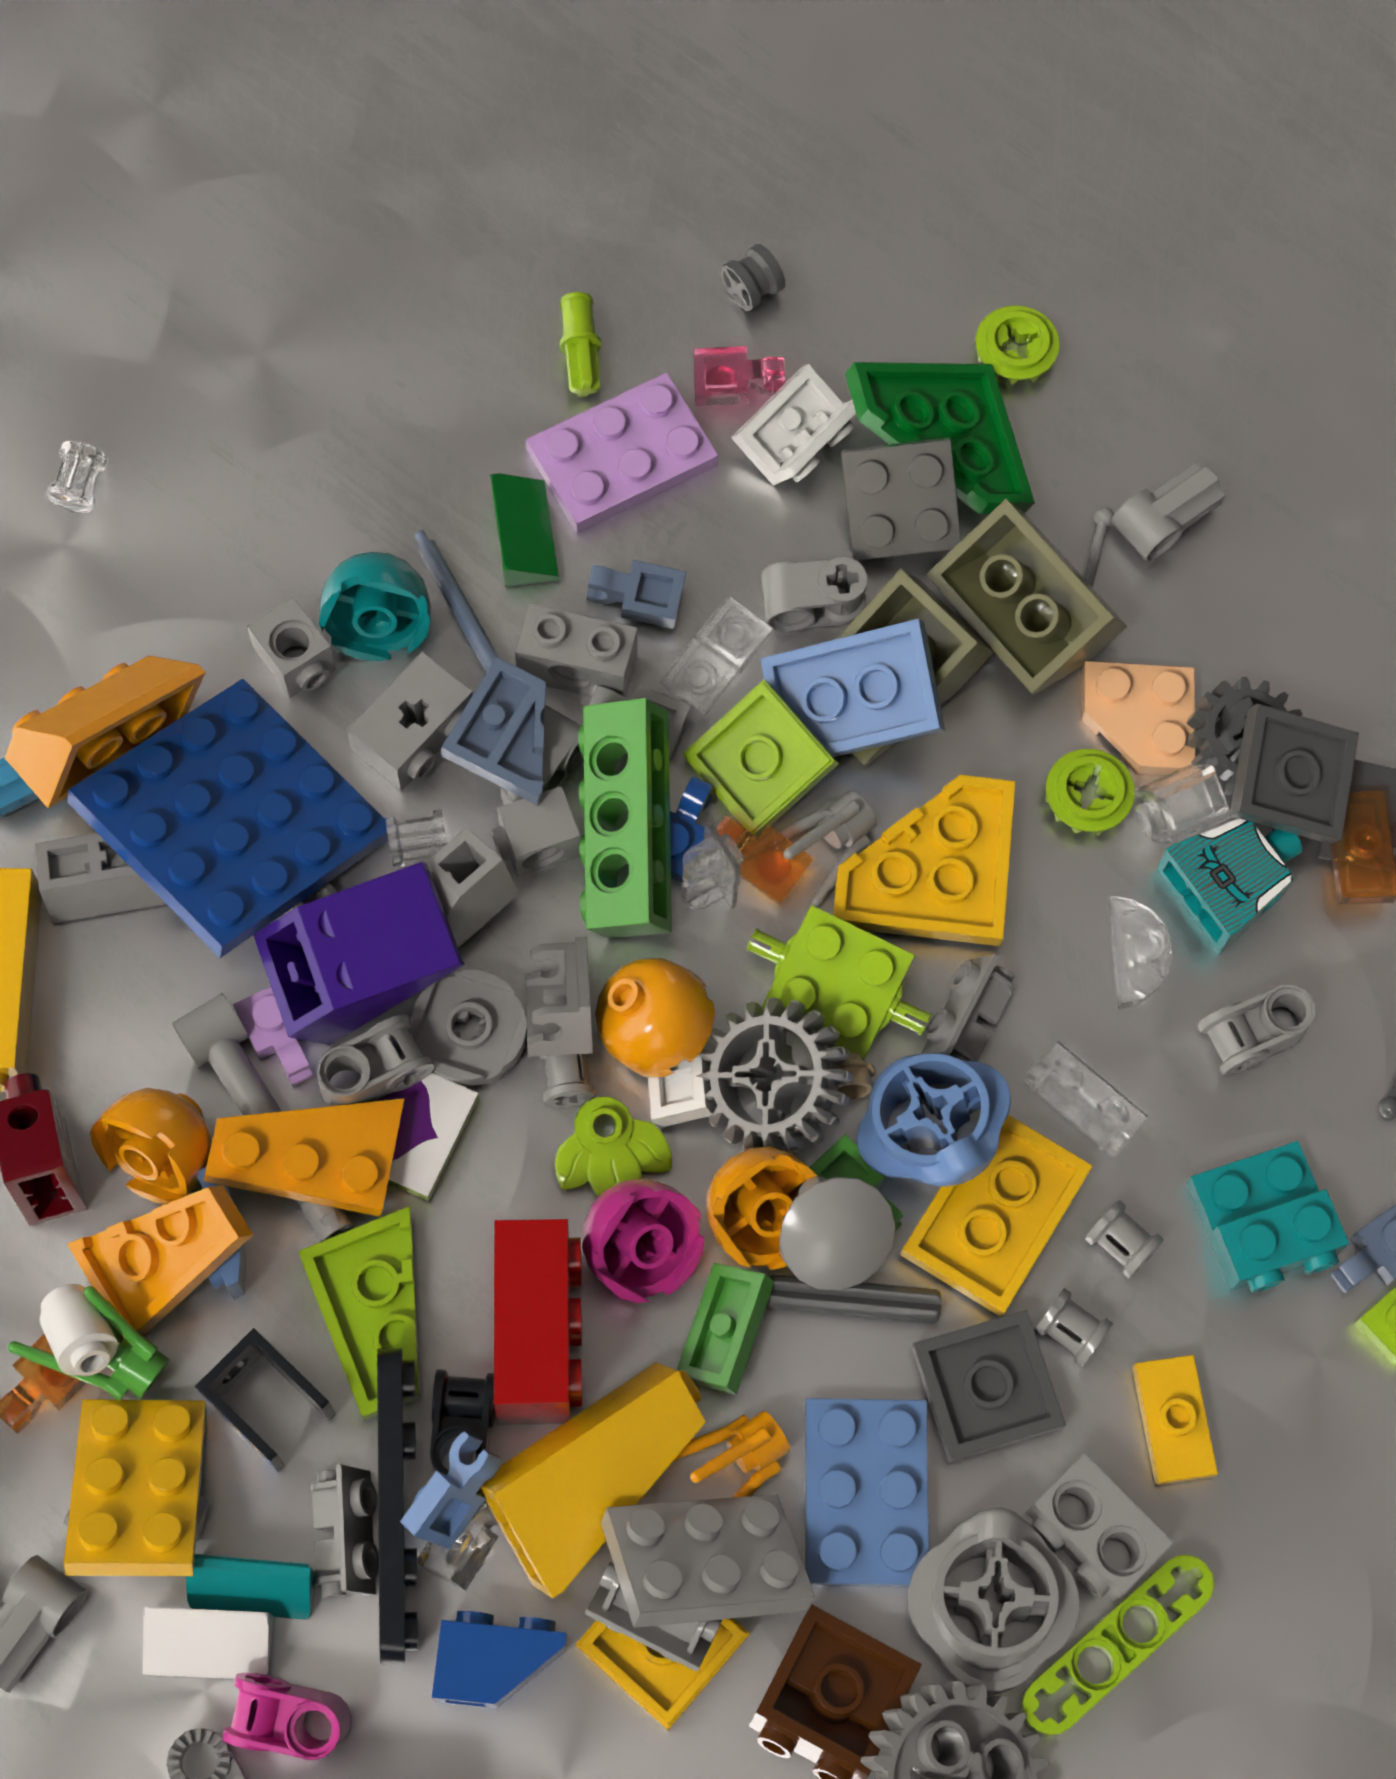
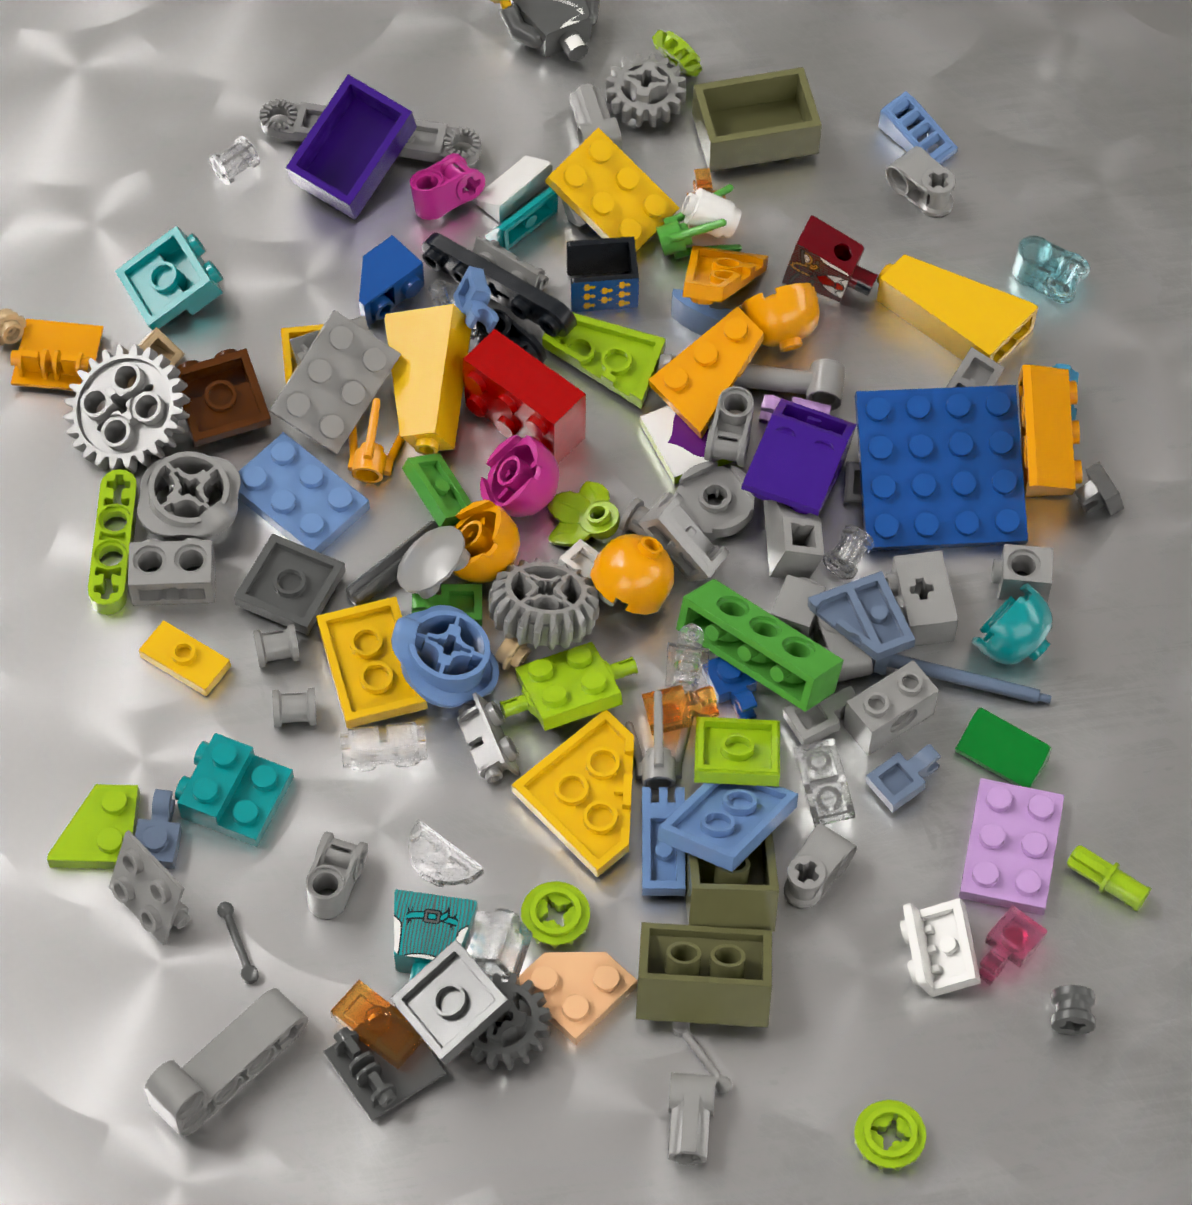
camera: 135 degrees right, 10 degrees down
(117, 647) = (1099, 492): none -> dark grey tile
(901, 498) = (832, 952): dark grey plate -> none
(911, 765) = (661, 864): none -> medium blue hinge
(942, 402) = (861, 1024): green plate -> none

